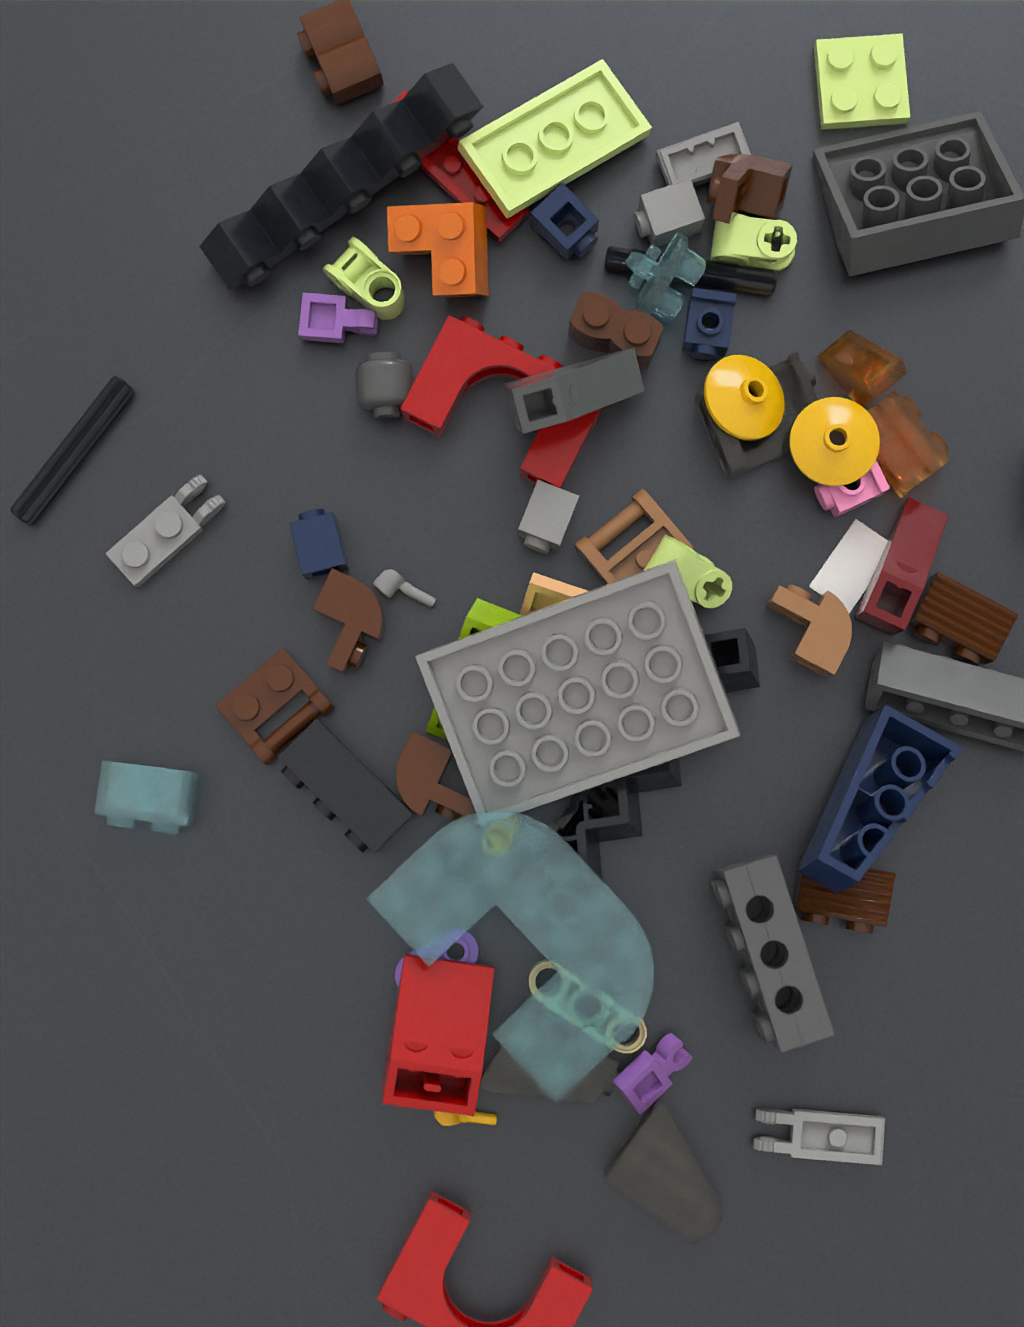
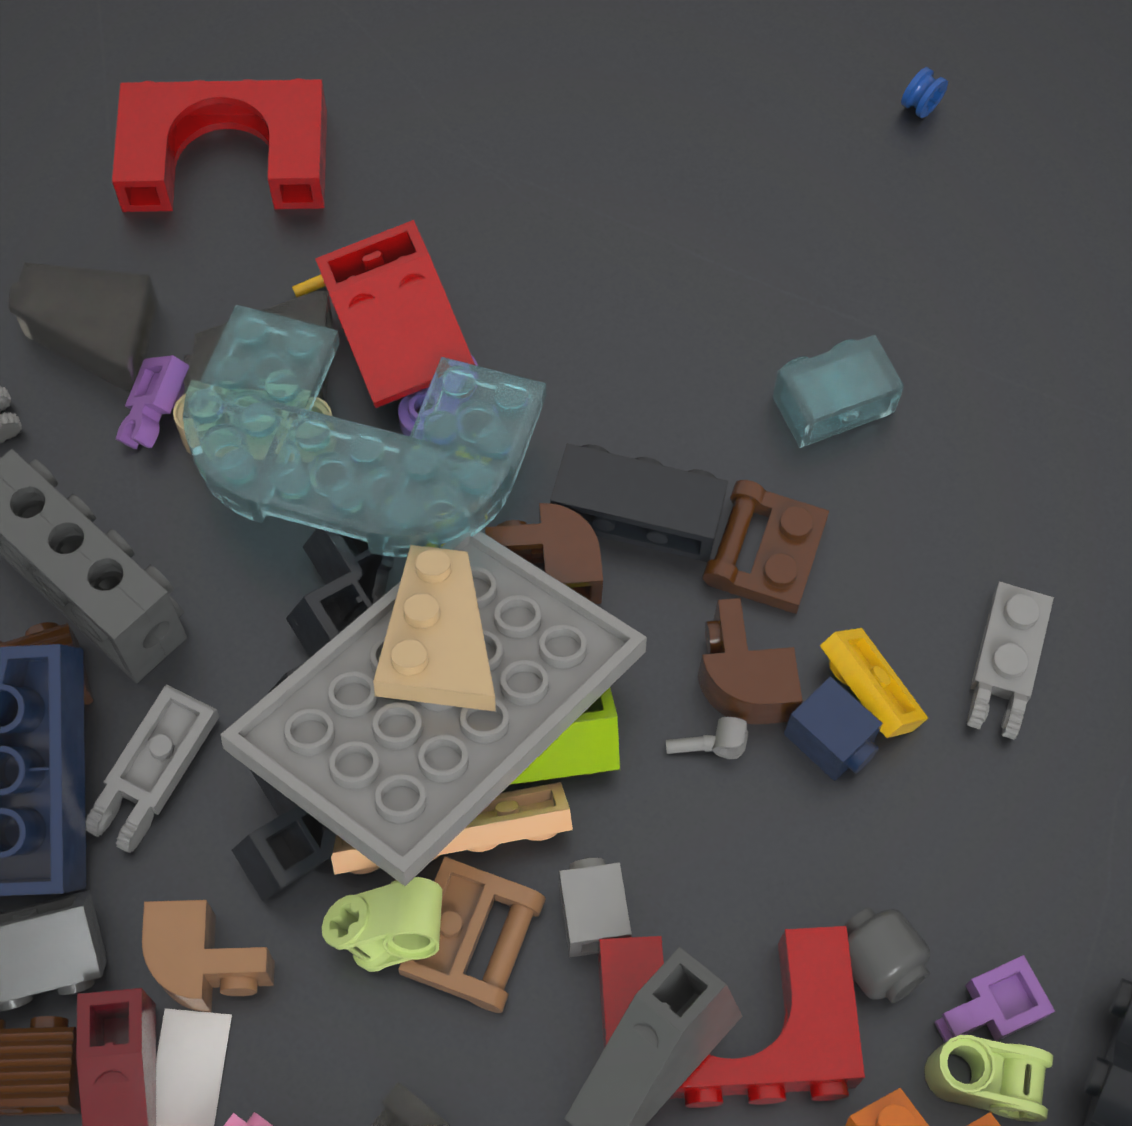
camera: 145 degrees right, 20 degrees down
(270, 562) = (873, 681): none -> yellow plate
(557, 735) = (436, 635): none -> tan wing
(780, 781) = (152, 764): none -> light grey hinge

